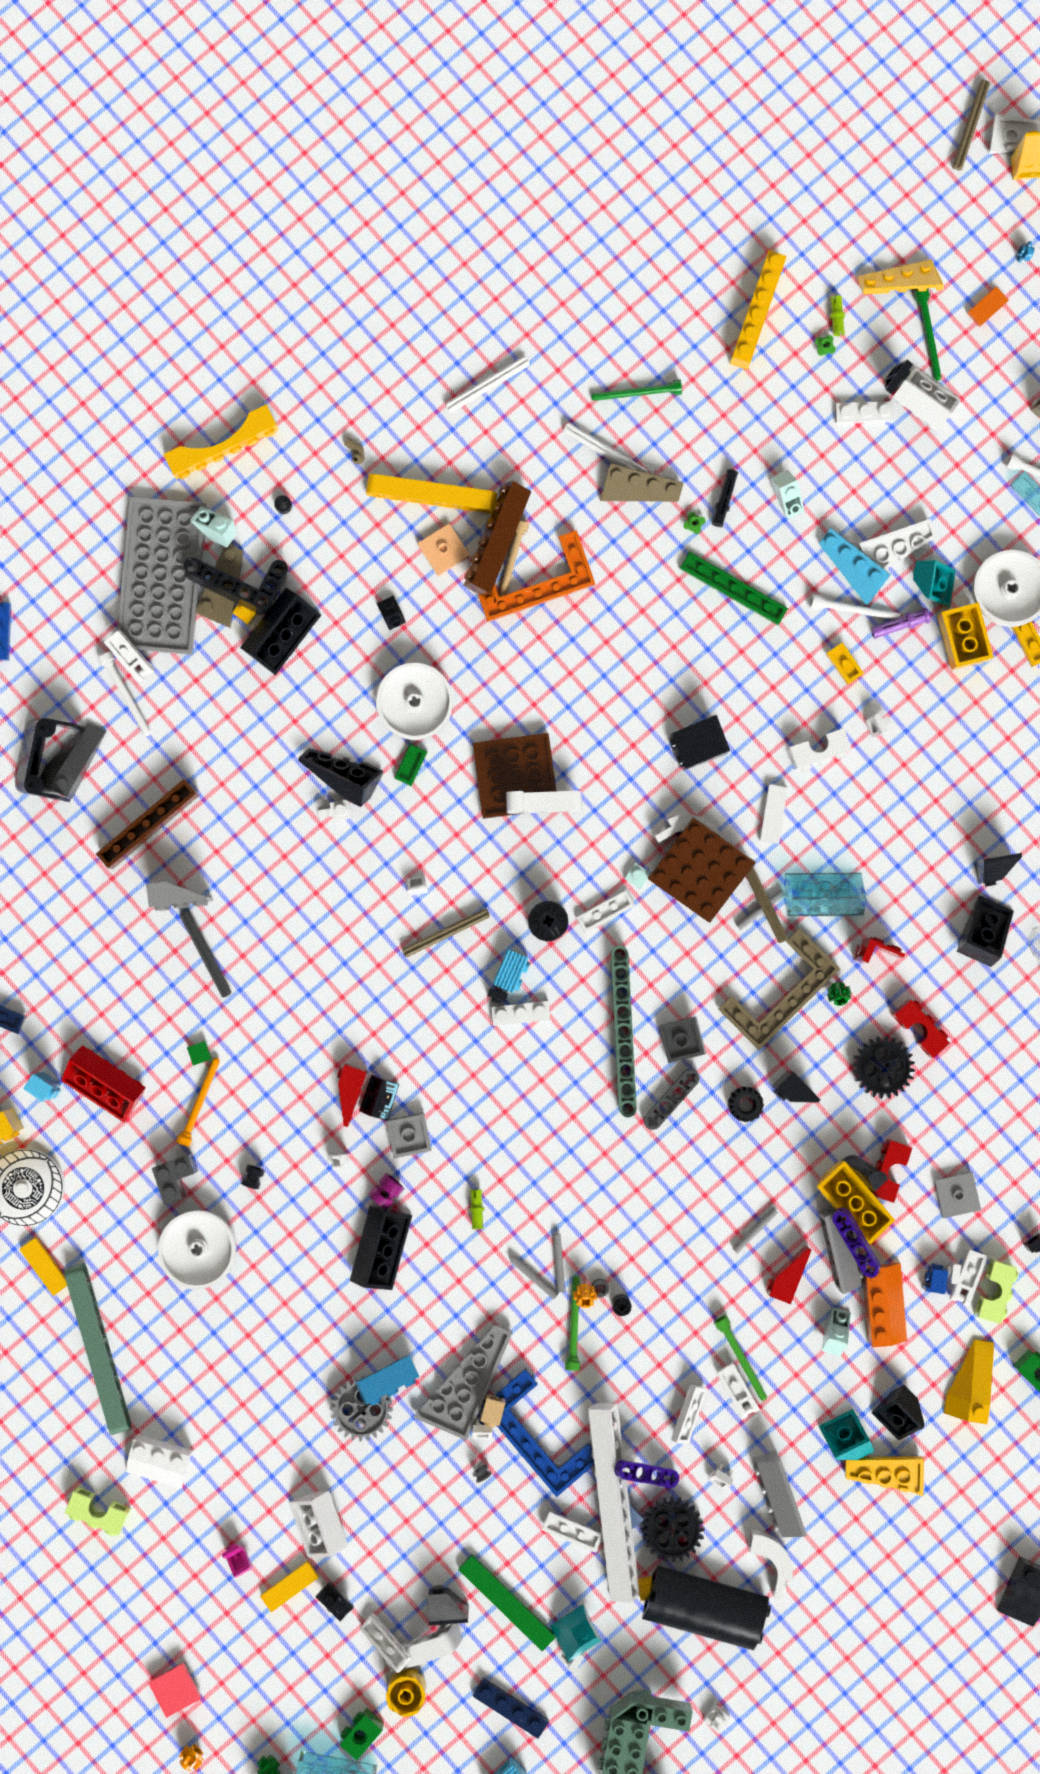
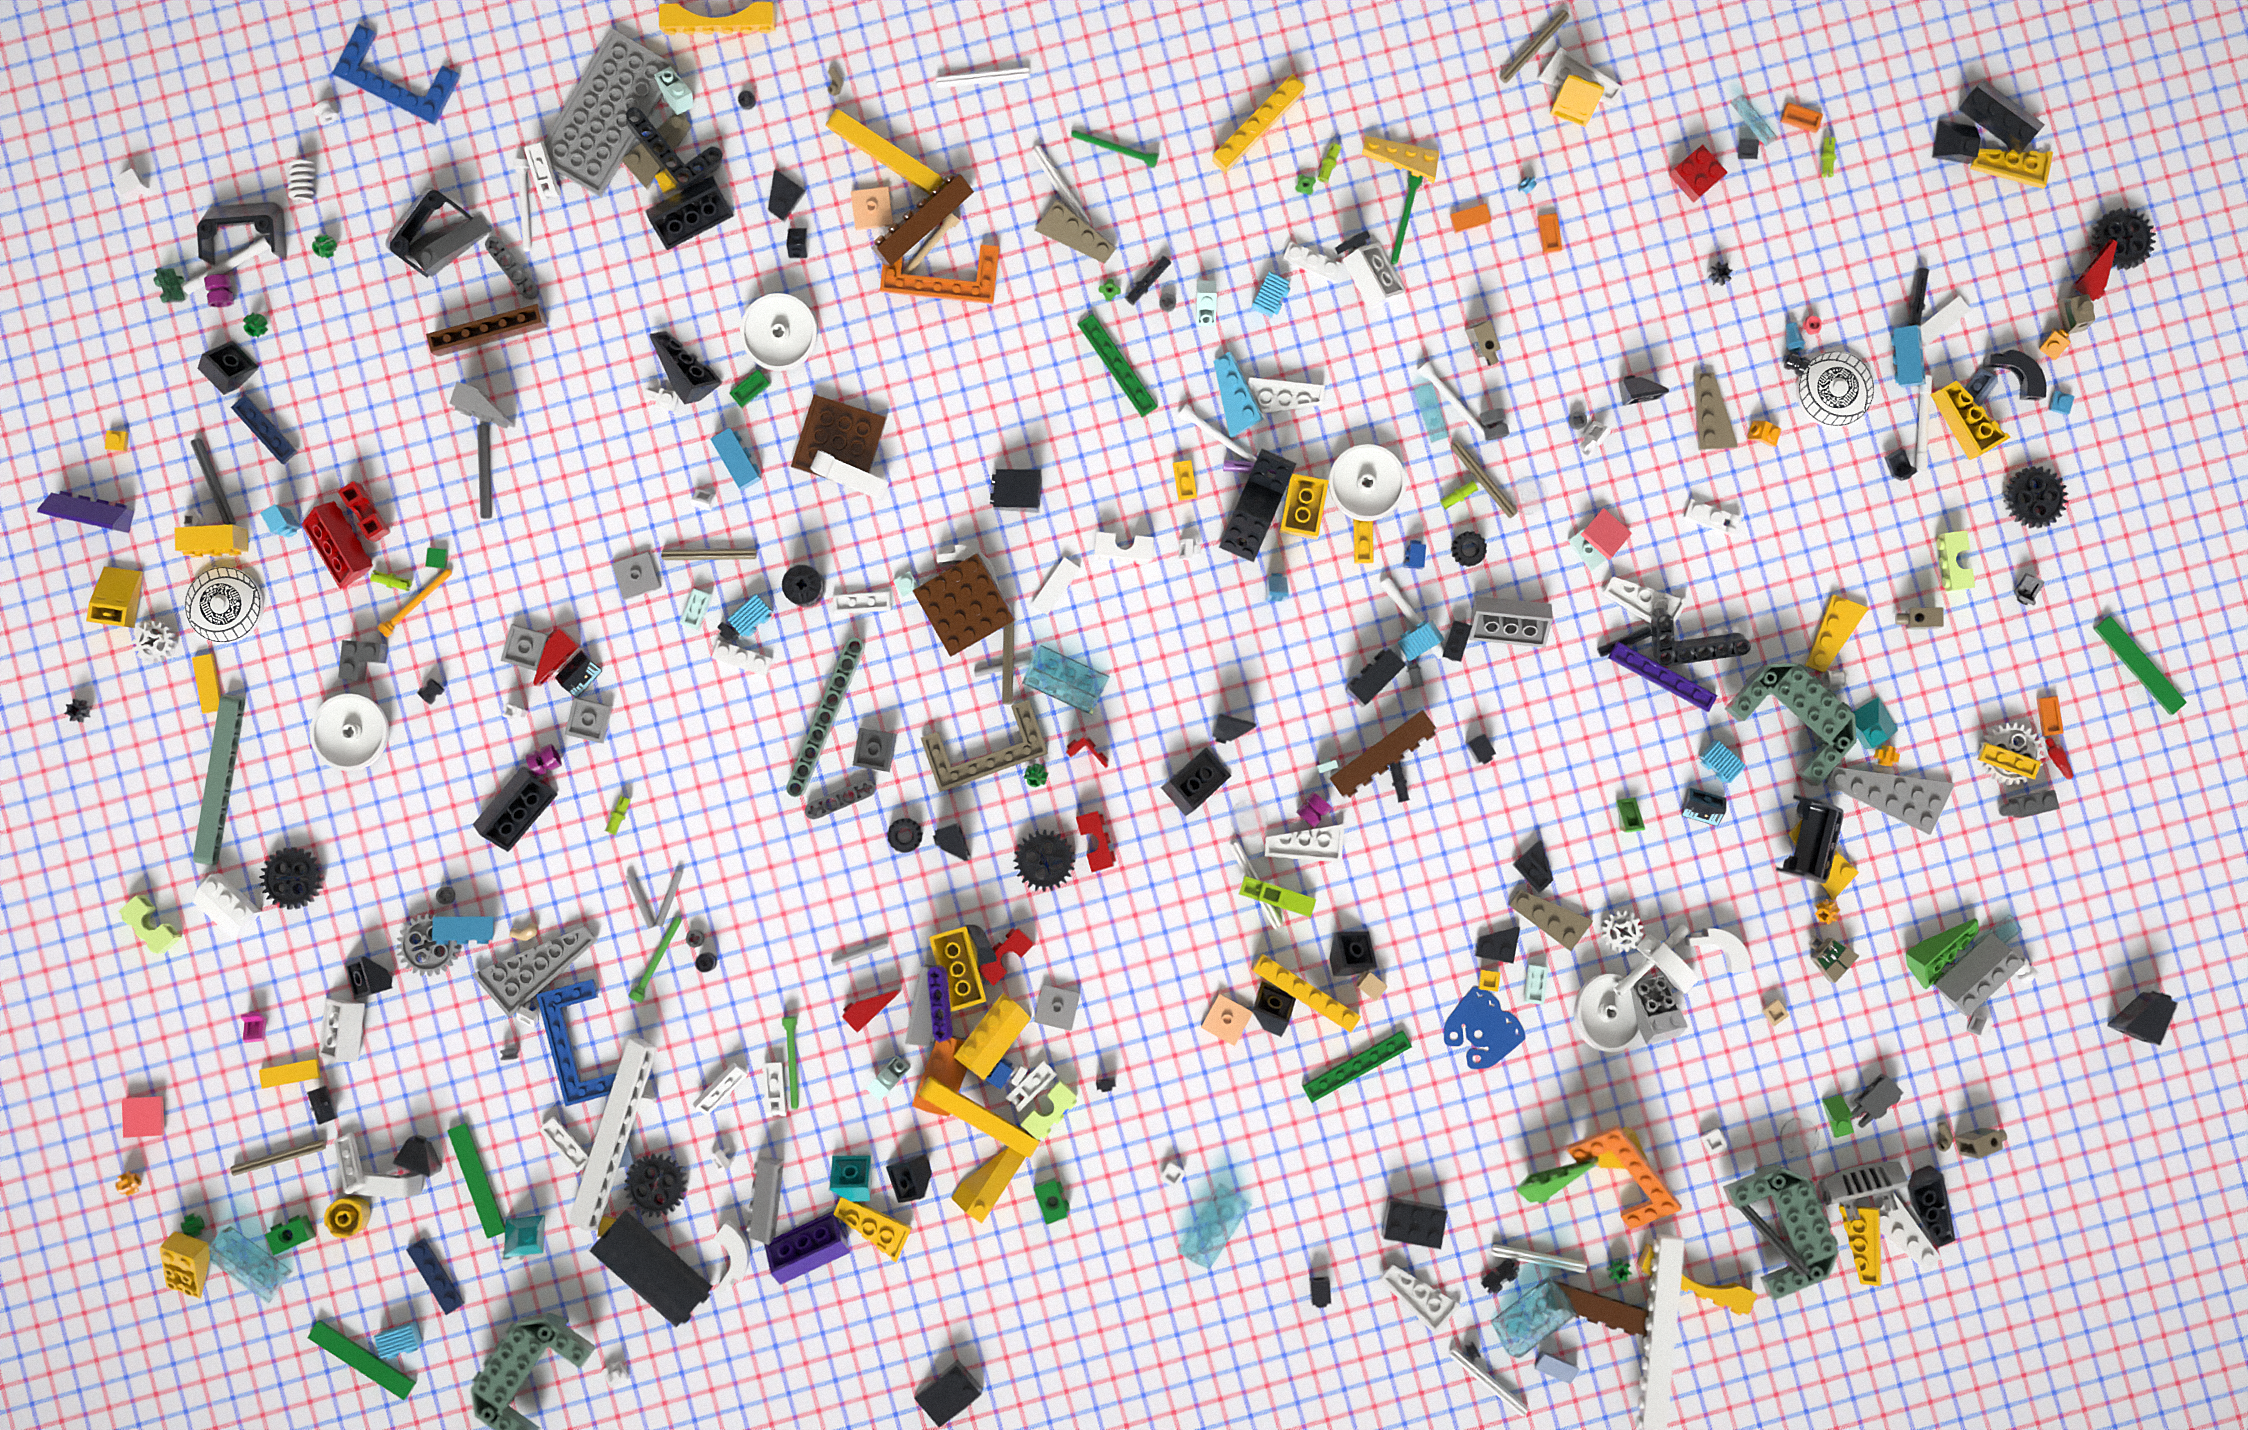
camera: 25 degrees right, 0 degrees up
(120, 1044) = (360, 503): none -> red arch
(142, 755) = (511, 268): none -> dark grey beam
(168, 1093) = (391, 580): none -> lime pin
(214, 1423) = (292, 860): none -> black gear
(315, 1668) = (278, 1157): none -> dark tan axle
(319, 1096) = (524, 647): none -> light grey plate
(319, 1466) = (367, 977): none -> black slope
(354, 1362) = (443, 900): none -> dark grey bush
(358, 576) = (783, 196): none -> black wing
(389, 983) = (636, 576): none -> light grey plate
(430, 834) = (736, 458): none -> dark azure brick
(444, 1357) = (525, 934): none -> tan arm
(458, 988) = (696, 609): none -> light aqua plate
(492, 1410) = (543, 1001): tan brick -> none
(585, 1295) = (676, 937): light orange gear -> none
(646, 1476) = (654, 1122): dark purple beam -> none
(755, 505) = (1163, 298): none -> dark grey bush
(837, 1520) = (806, 1248): none -> dark purple slope
(842, 459) = (1270, 295): none -> medium azure brick
(913, 1249) = (992, 1036): none -> yellow slope
(925, 654) = (1257, 505): none -> black bracket
(935, 580) = (1301, 444): teal slope -> none
(938, 1328) = (979, 1117): none -> yellow beam
(977, 721) = (1276, 588): none -> dark azure slope

